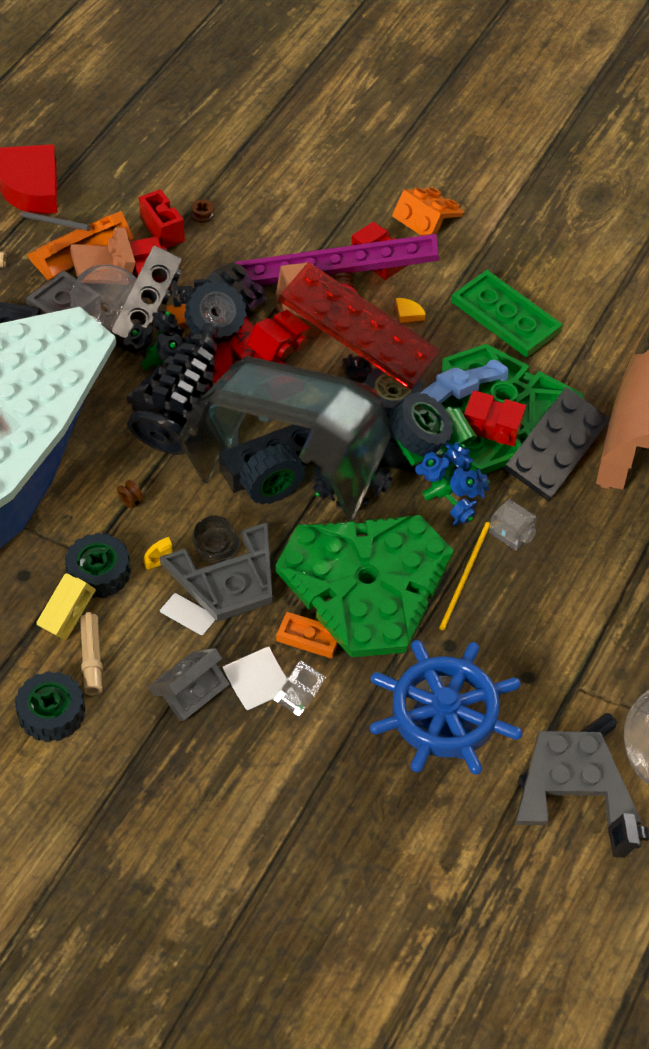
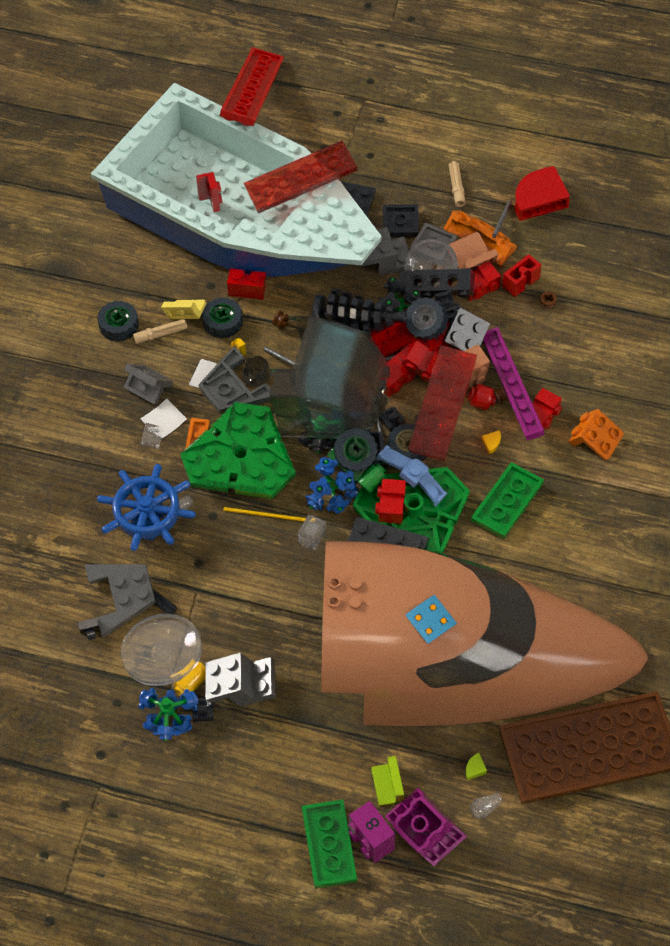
camera: 80 degrees right, 5 degrees up
(48, 526) = (246, 285): none -> red brick
(205, 500) = (276, 354): none -> dark grey axle

